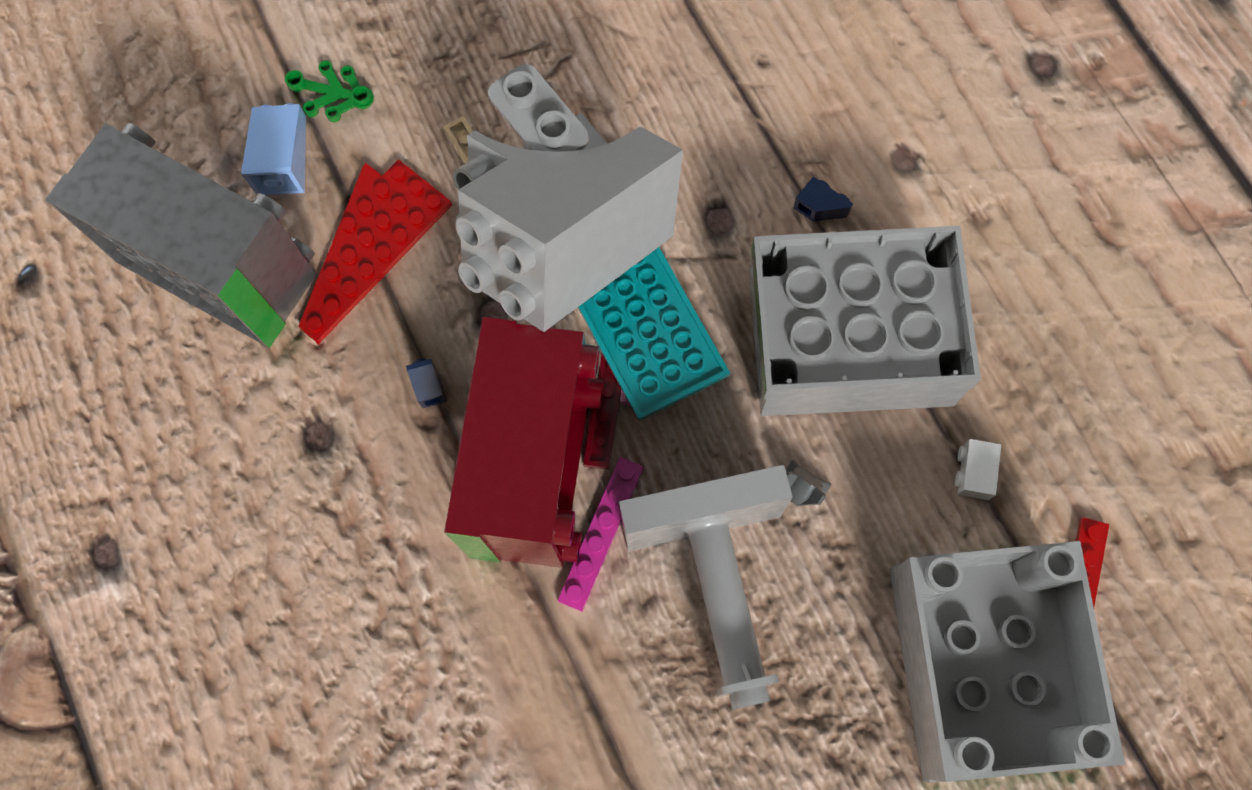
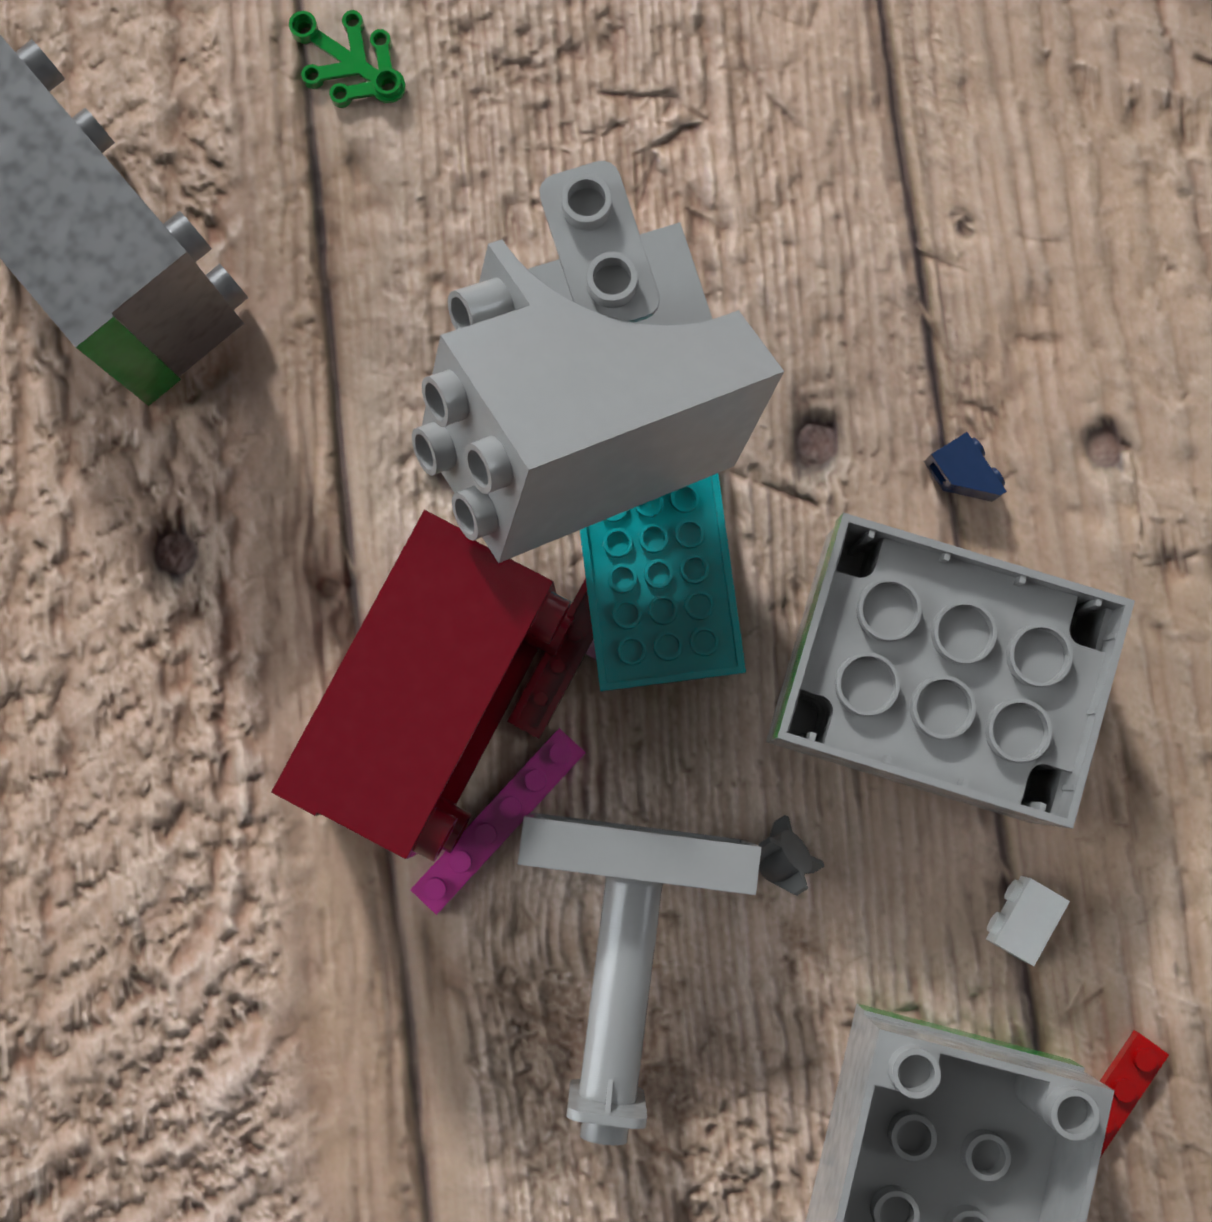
camera: 15 degrees right, 10 degrees up
(276, 150) = (243, 123): light blue slope -> none
(376, 230) = (344, 290): red wing -> none
(426, 382) = (337, 536): dark blue slope -> none
(457, 134) = (507, 203): tan plate -> none

